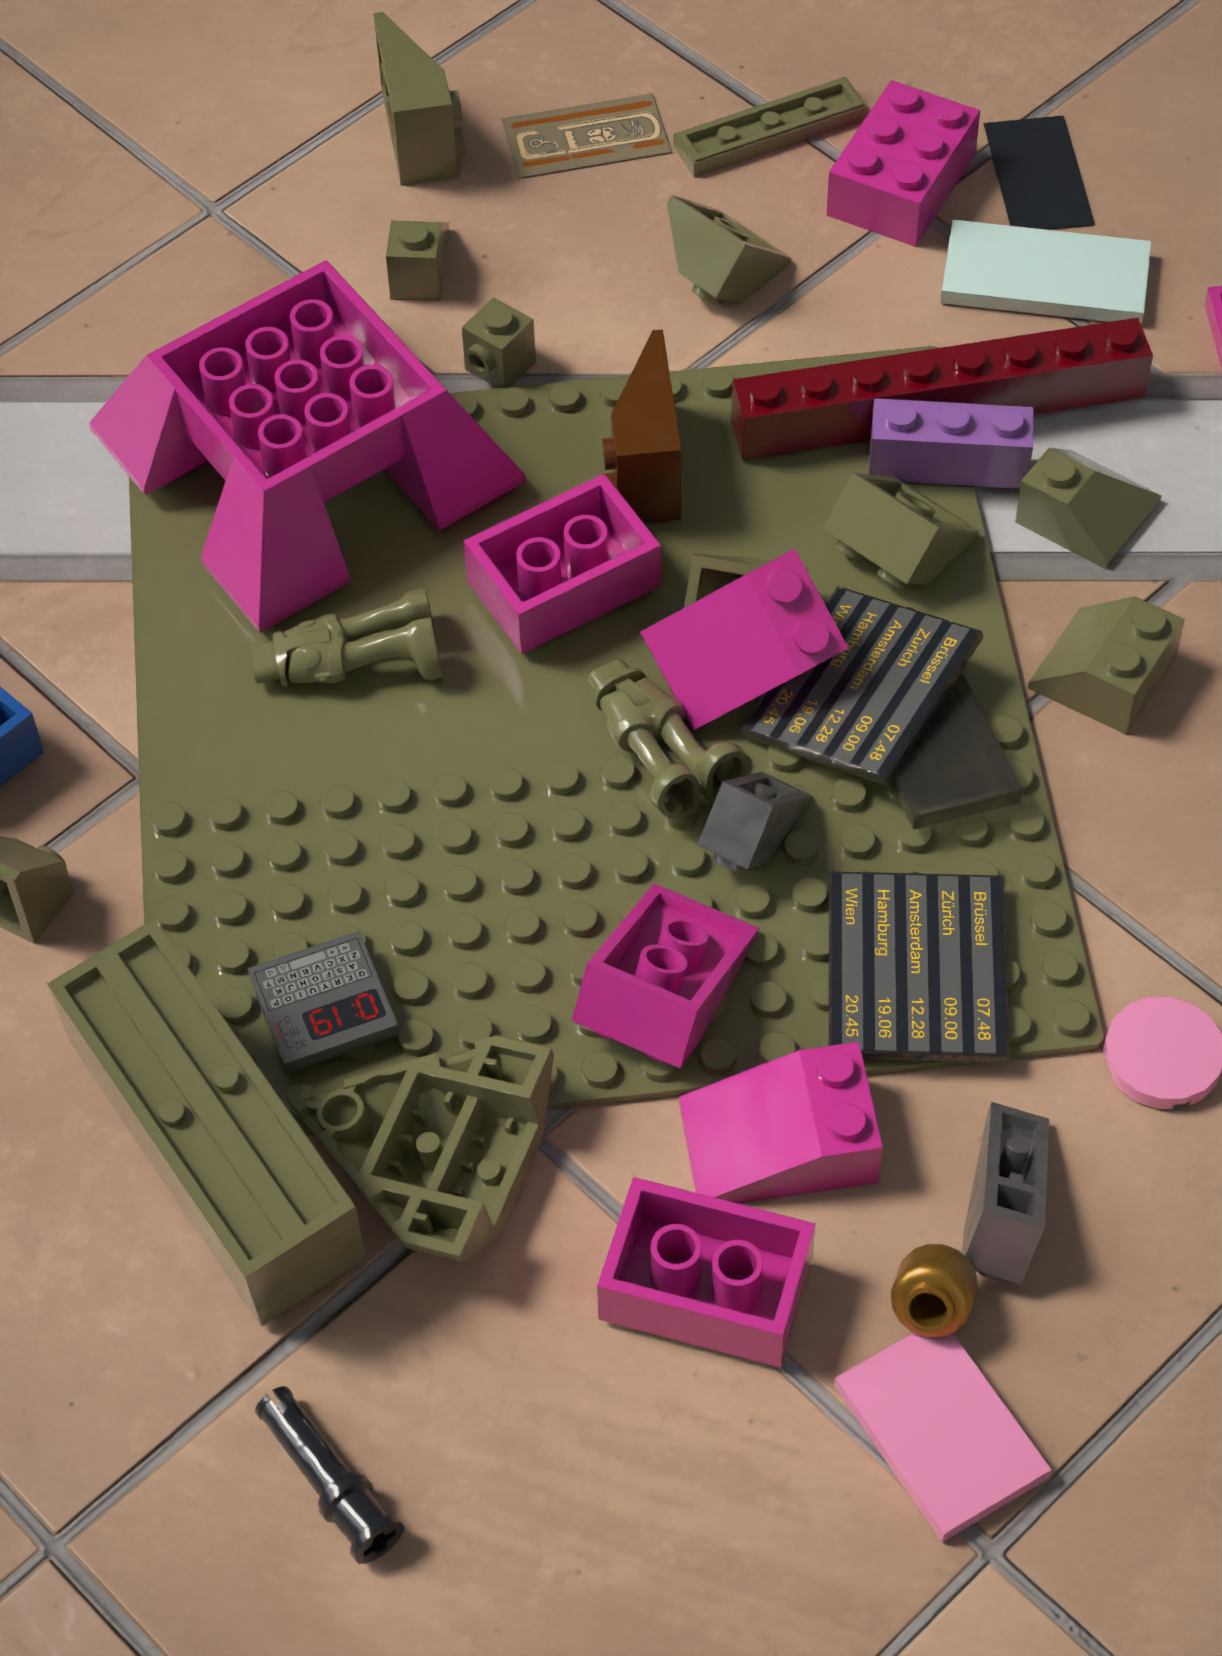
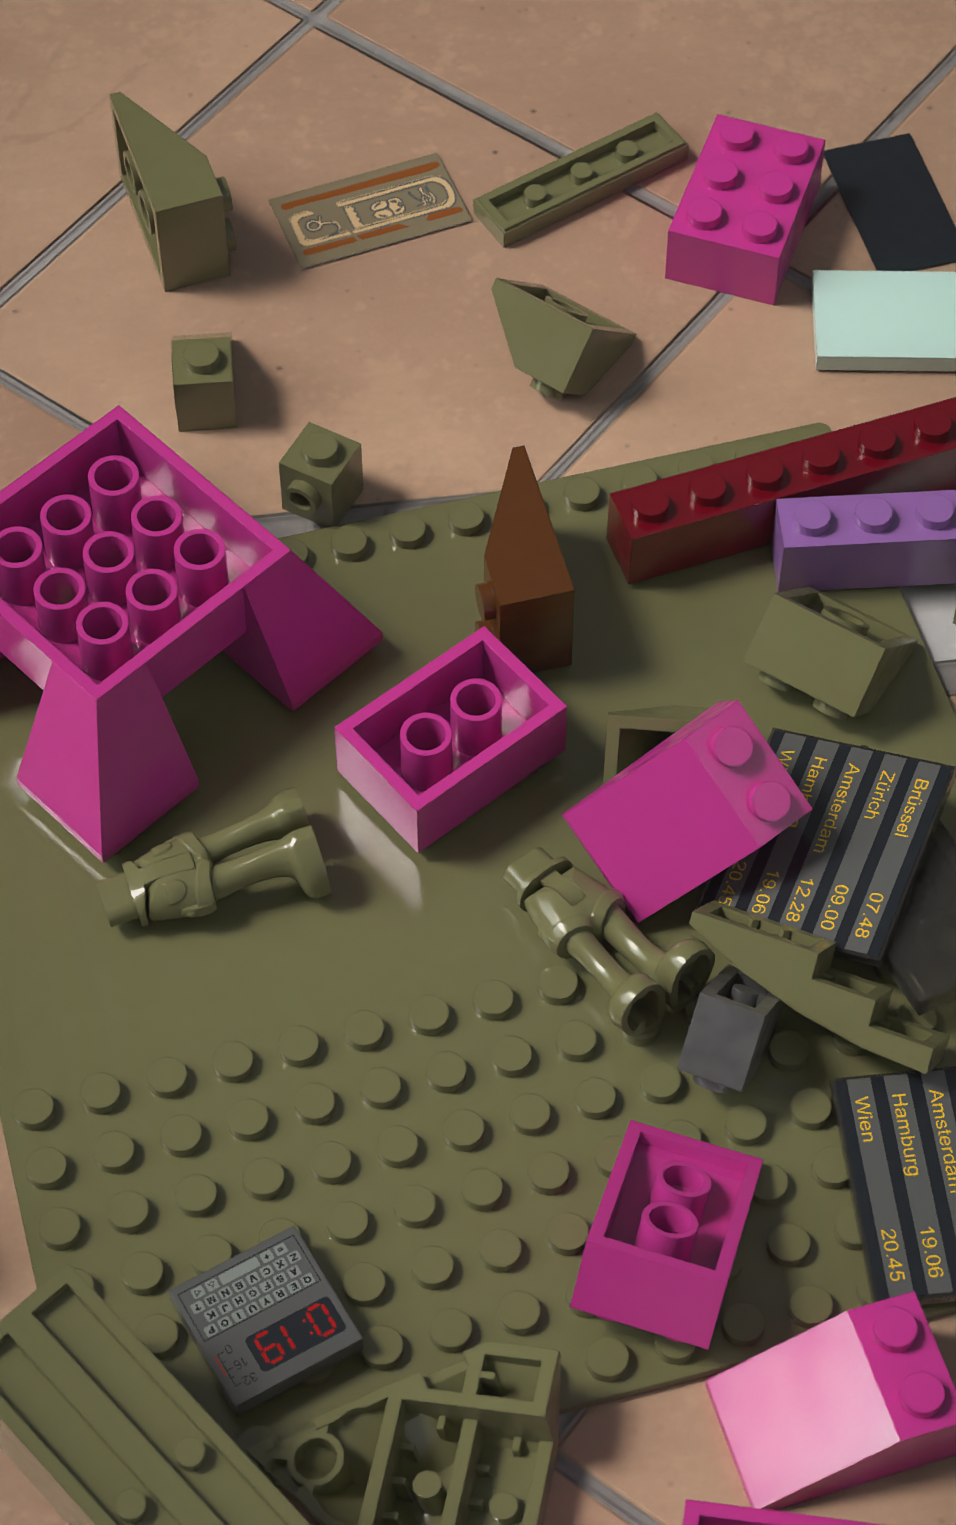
camera: 10 degrees left, 0 degrees up
(818, 783) = (799, 973): none -> olive slope

